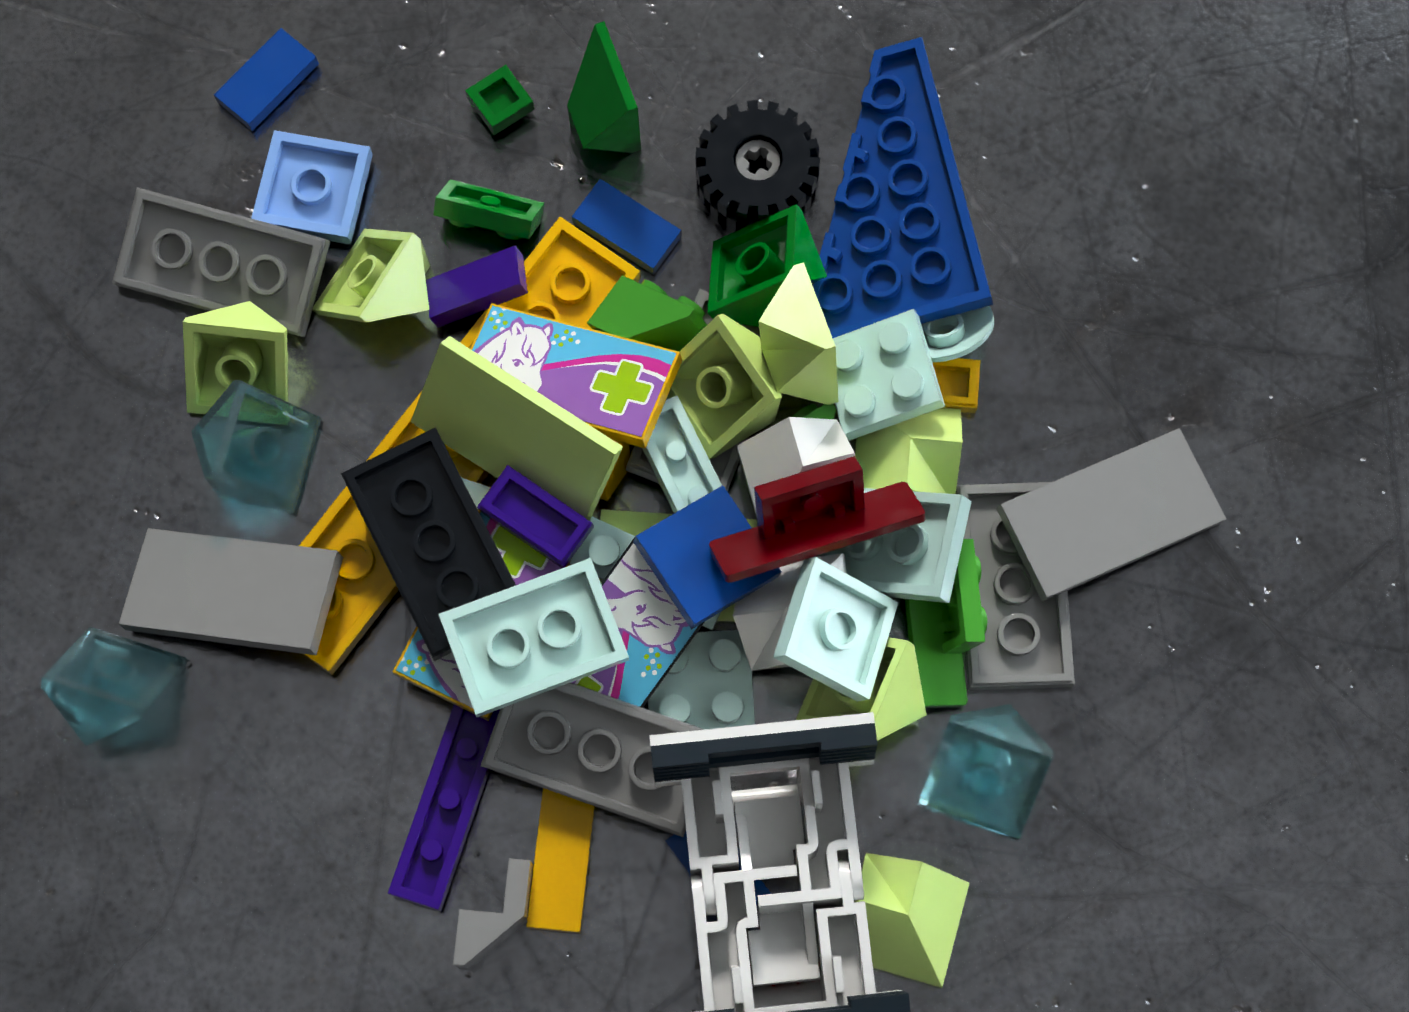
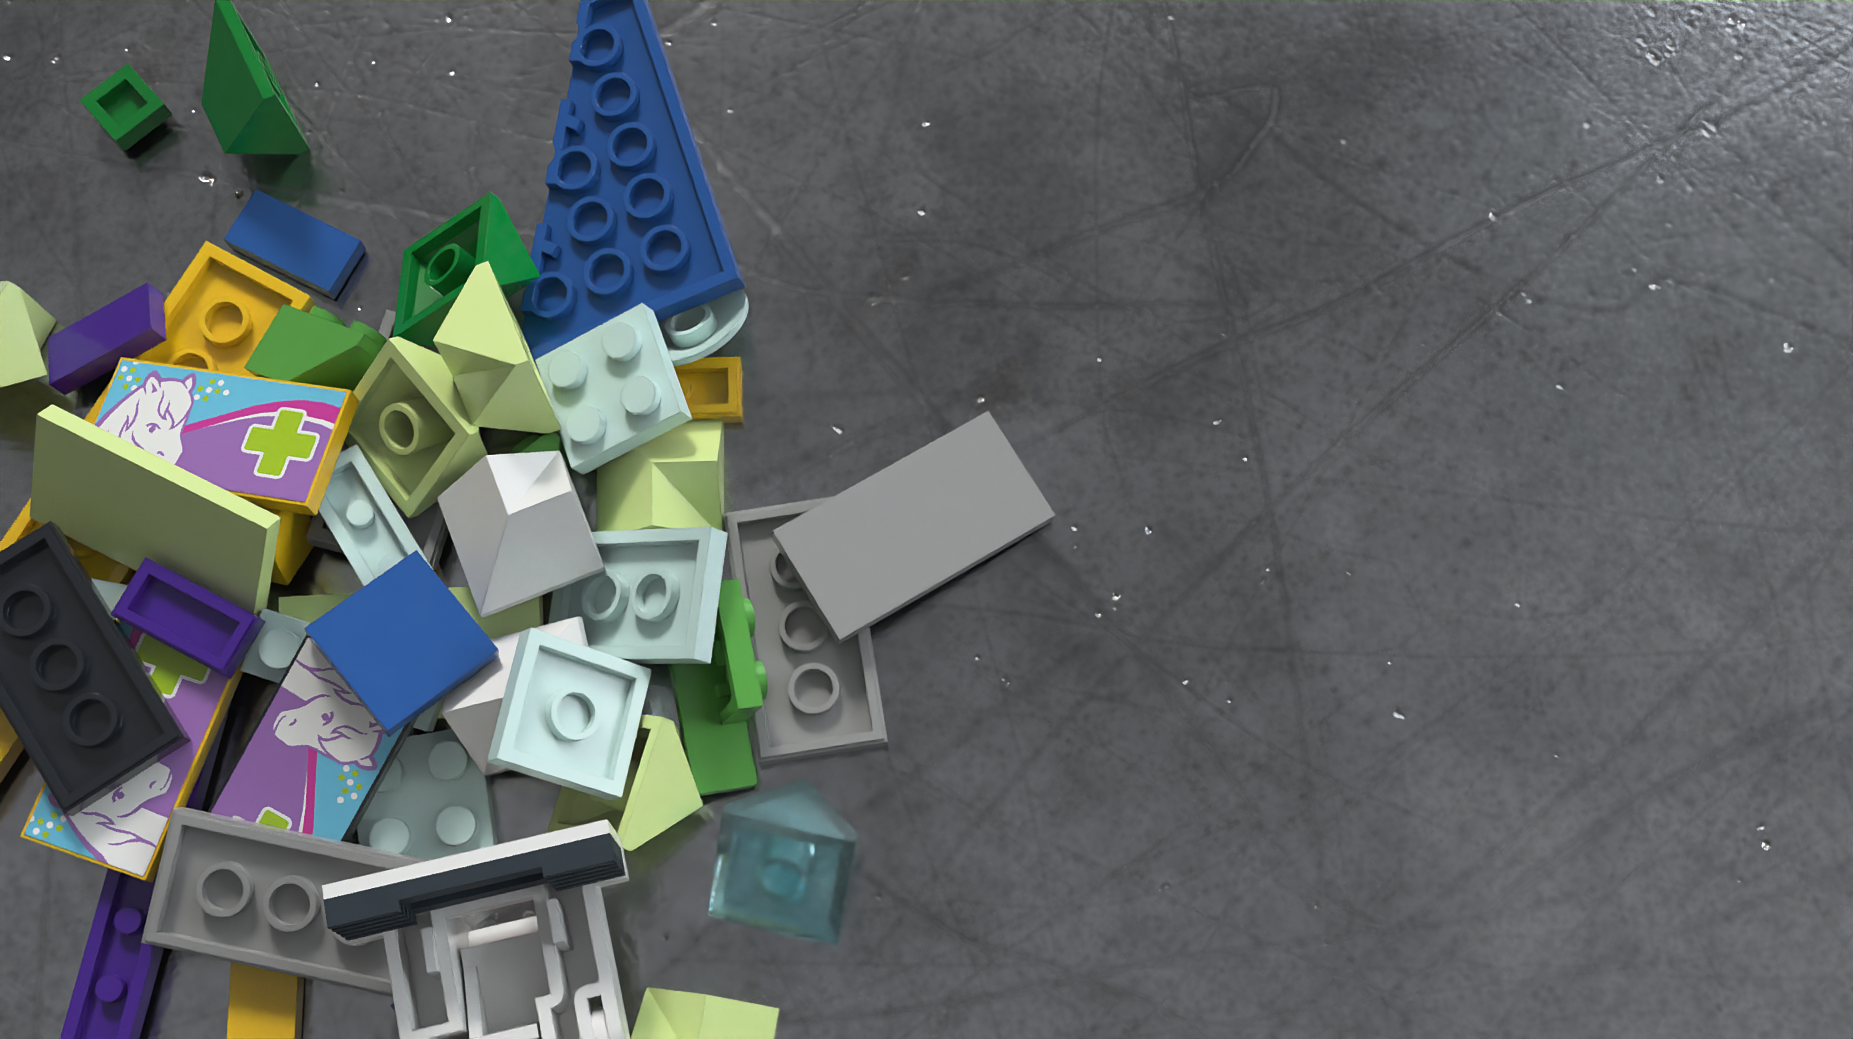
camera: 10 degrees left, 0 degrees up
(490, 209) = (119, 242): green plate -> none
(533, 637) = (184, 773): light aqua plate -> none
(746, 135) = (404, 157): black bush -> none
(814, 516) = (525, 576): dark red bracket -> none

